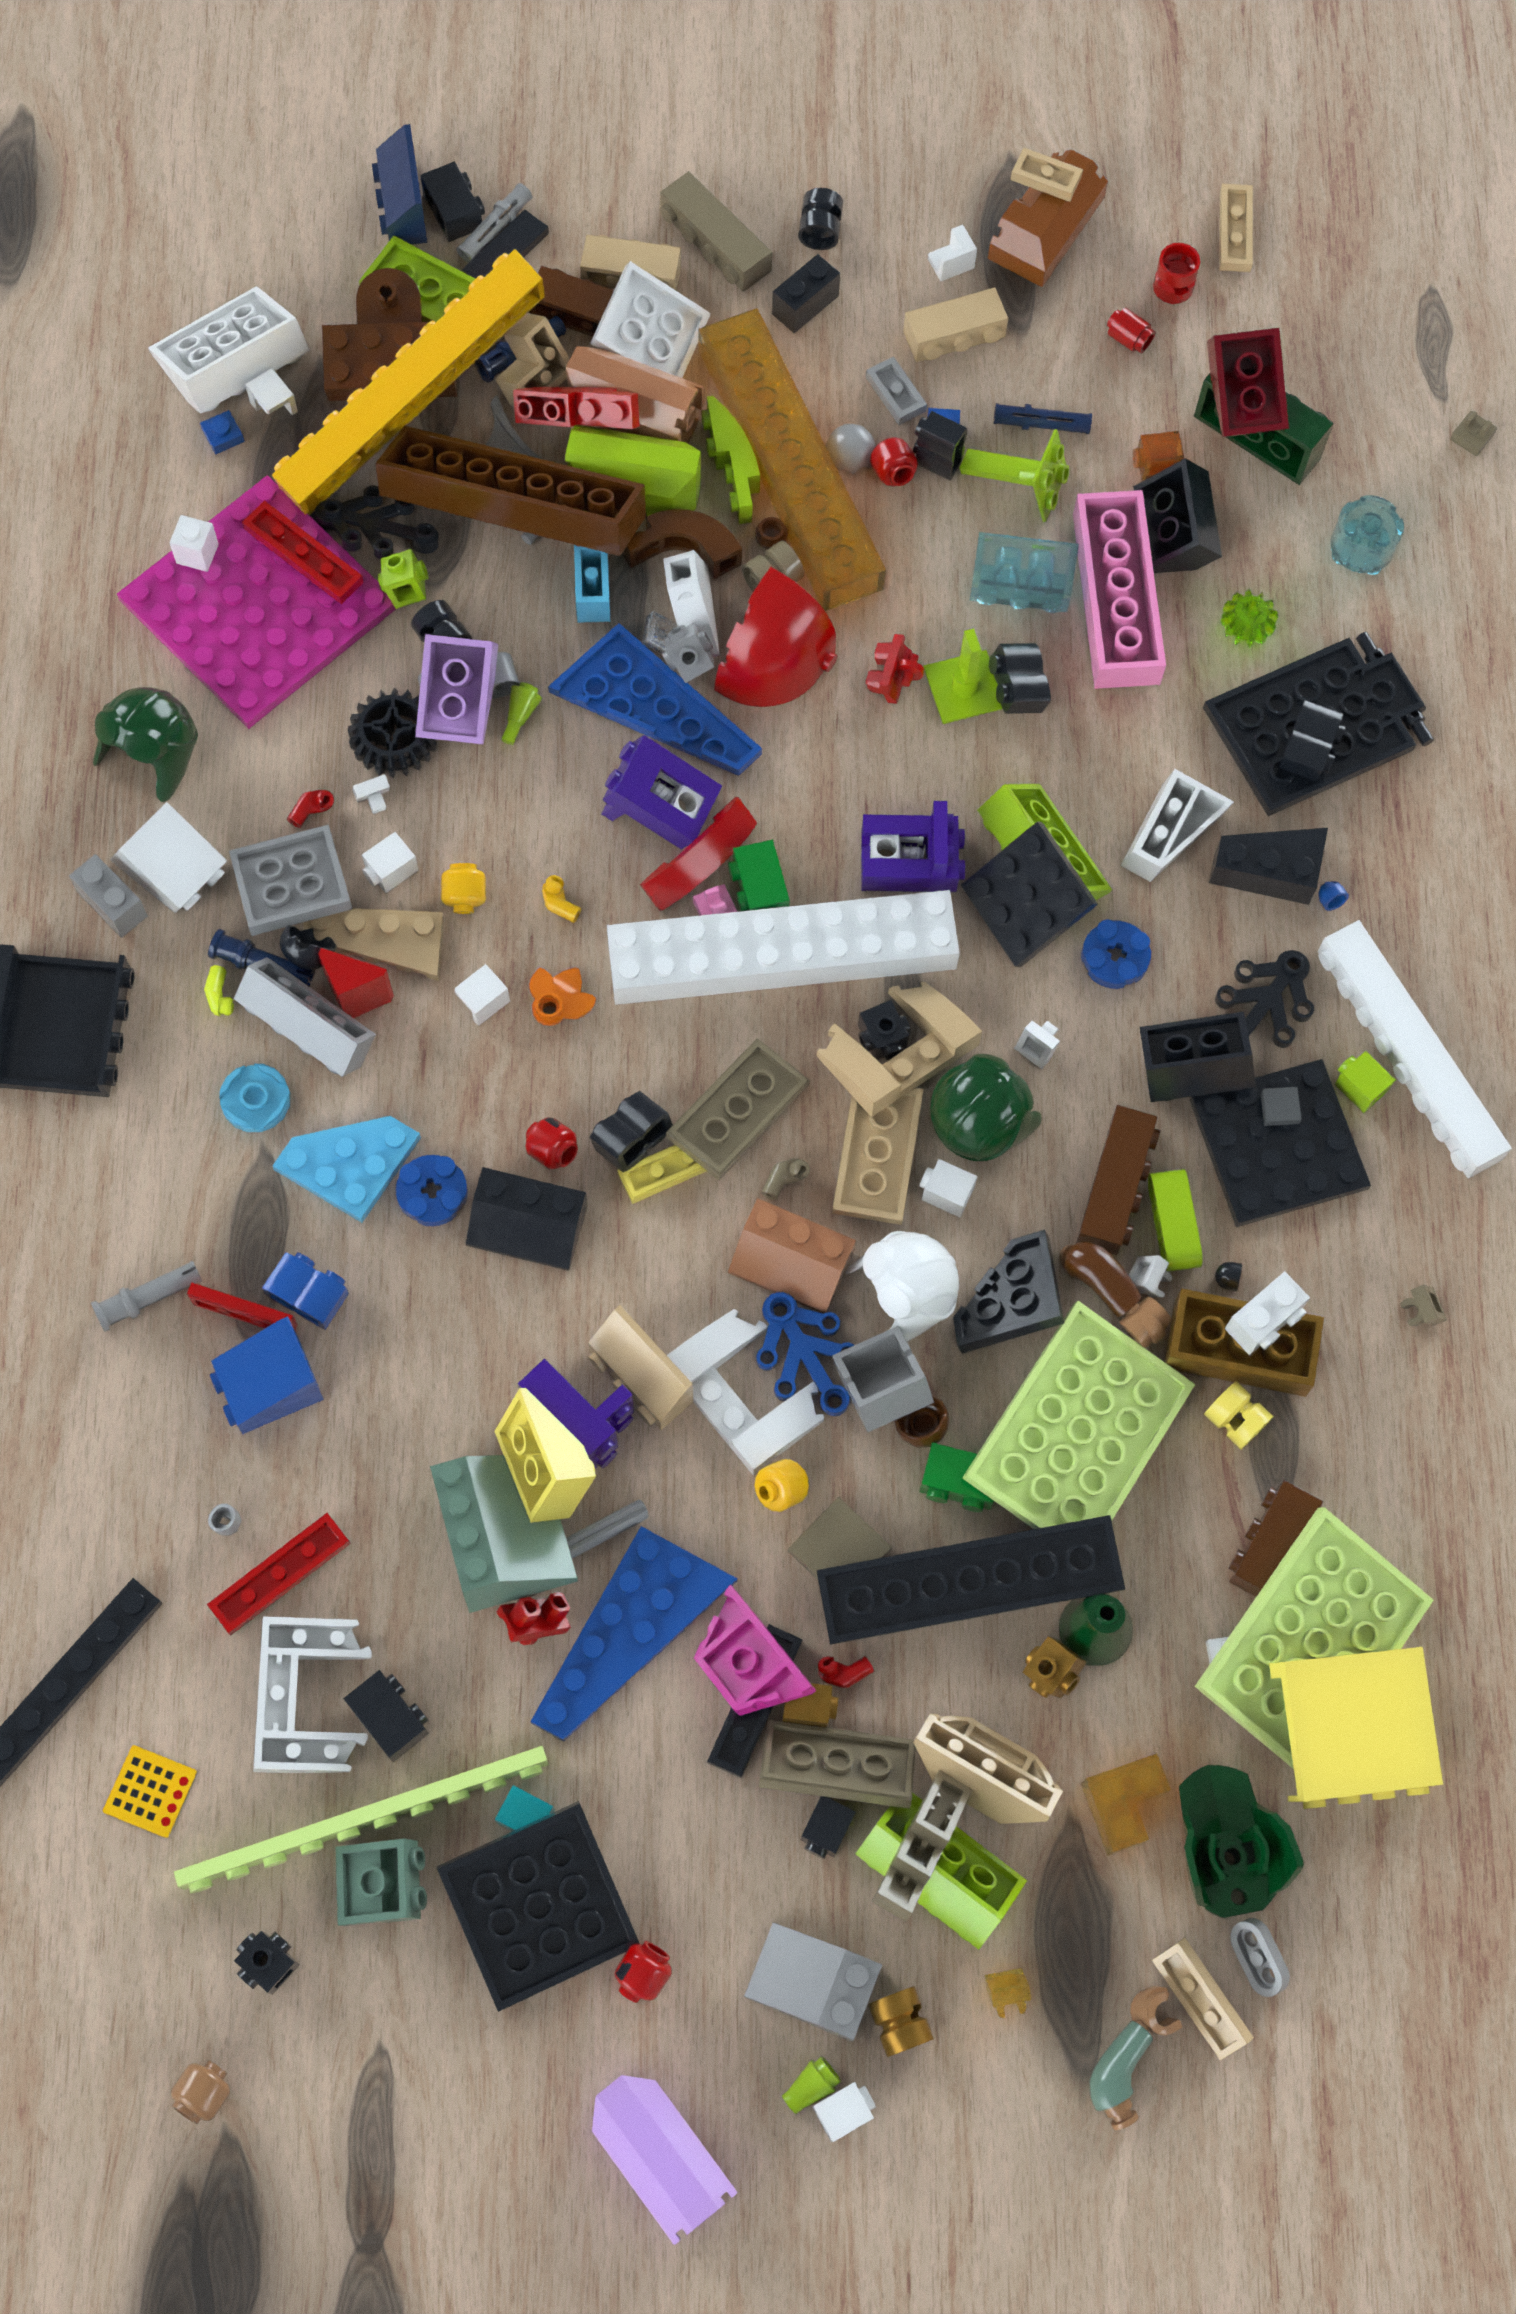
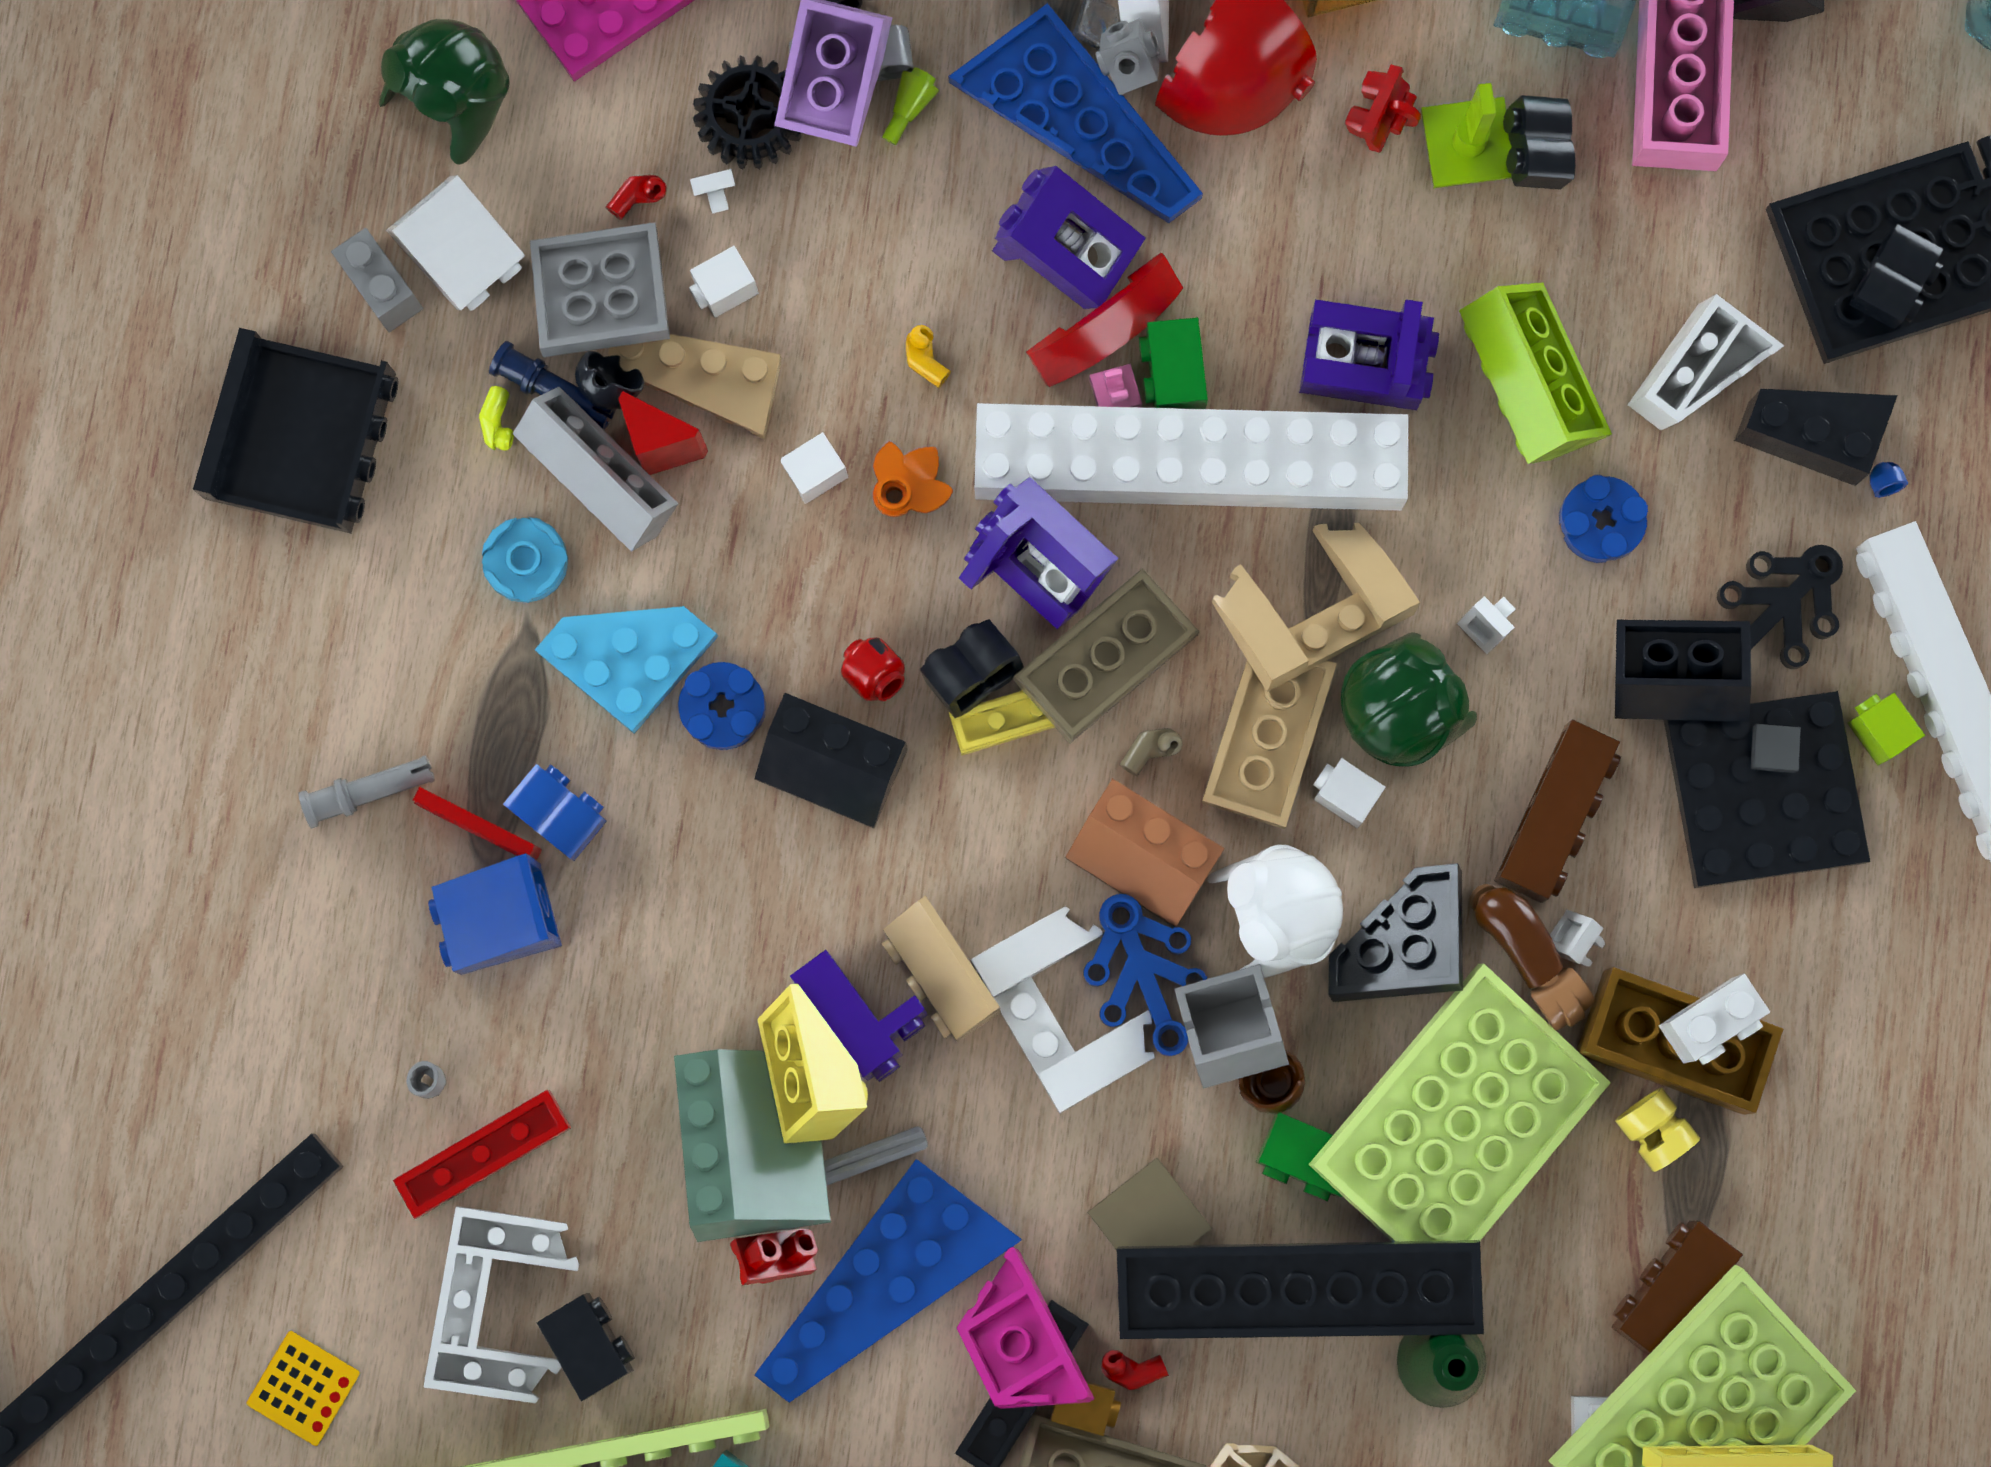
camera: 15 degrees right, 10 degrees up
(463, 887) = (809, 327): yellow head -> none
(666, 1027) = (1038, 552): none -> dark purple brick
(781, 1485) = (1090, 1136): yellow head -> none
(883, 1031) = (1300, 569): black brick -> none
(1029, 894) = (1507, 432): black plate -> none
(1053, 1668) = (1382, 1408): pearl gold brick -> none
(1175, 1220) = (1620, 872): lime beam -> none
(1229, 1275) = (1675, 951): black hinge -> none
(1249, 618) = (1853, 85): clear neon green gear -> none
(1427, 1304) = (1914, 1025): dark tan tile -> none

